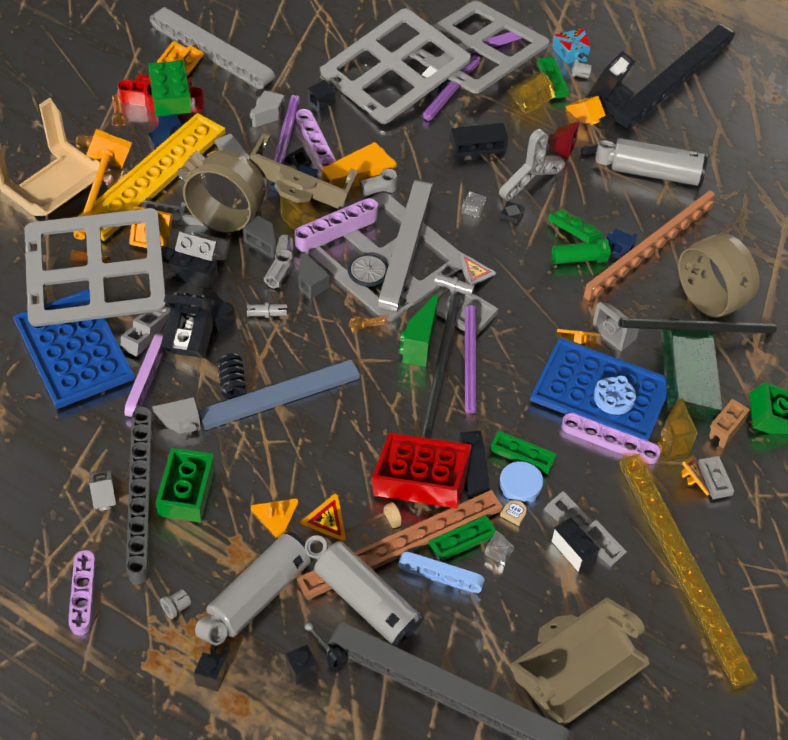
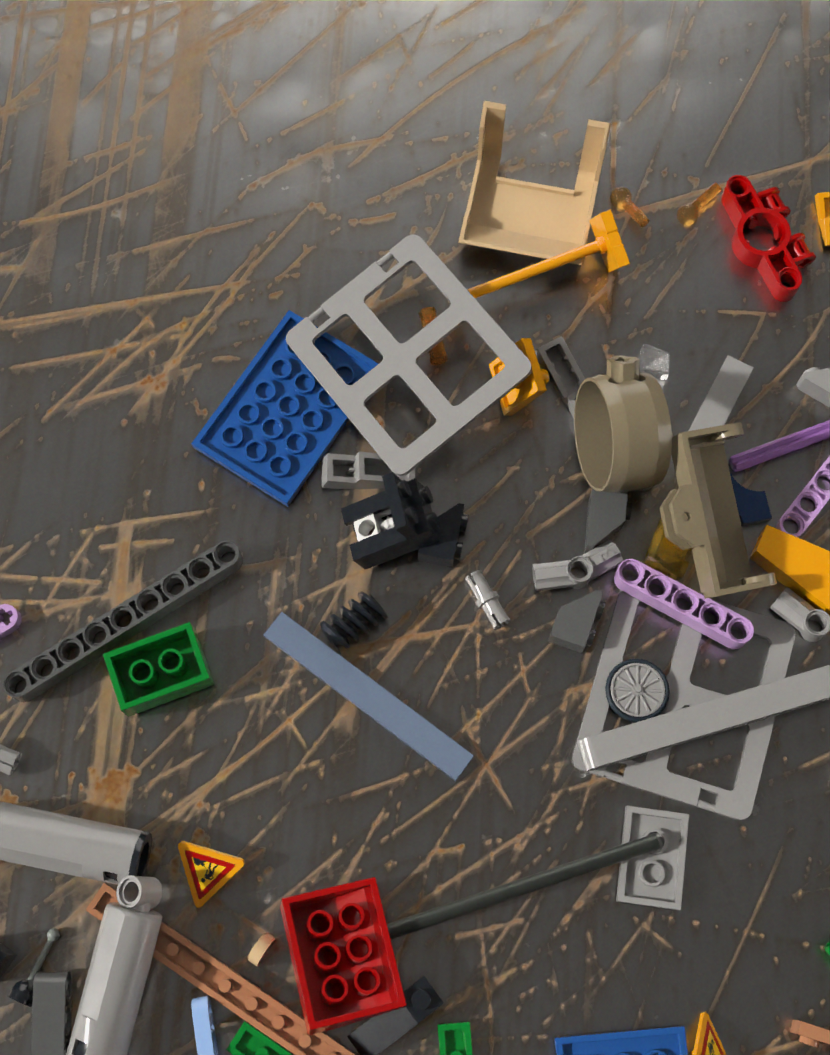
camera: 65 degrees right, 20 degrees up
(102, 490) = (106, 574): light grey slope -> none
(145, 376) = (292, 518): lavender beam -> none
(157, 168) = (626, 318): yellow plate -> none
(166, 127) = (694, 283): dark blue tile -> none
(169, 88) = (764, 244): green brick -> none
(178, 416) = (259, 597): light grey slope -> none
(189, 268) = (489, 460): black brick -> none
(202, 246) = (525, 462): light grey panel -> none
(276, 515) = (188, 800): light orange piece -> none
(298, 158) = (776, 480): black slope -> none
(357, 322) = (543, 726): clear orange bar -> none
(419, 334) = (557, 828): green slope -> none
(454, 284) = (676, 827): light grey pin -> none
(470, 359) = (567, 917): medium lavender axle -> none
(473, 270) = (728, 838): piece -> none

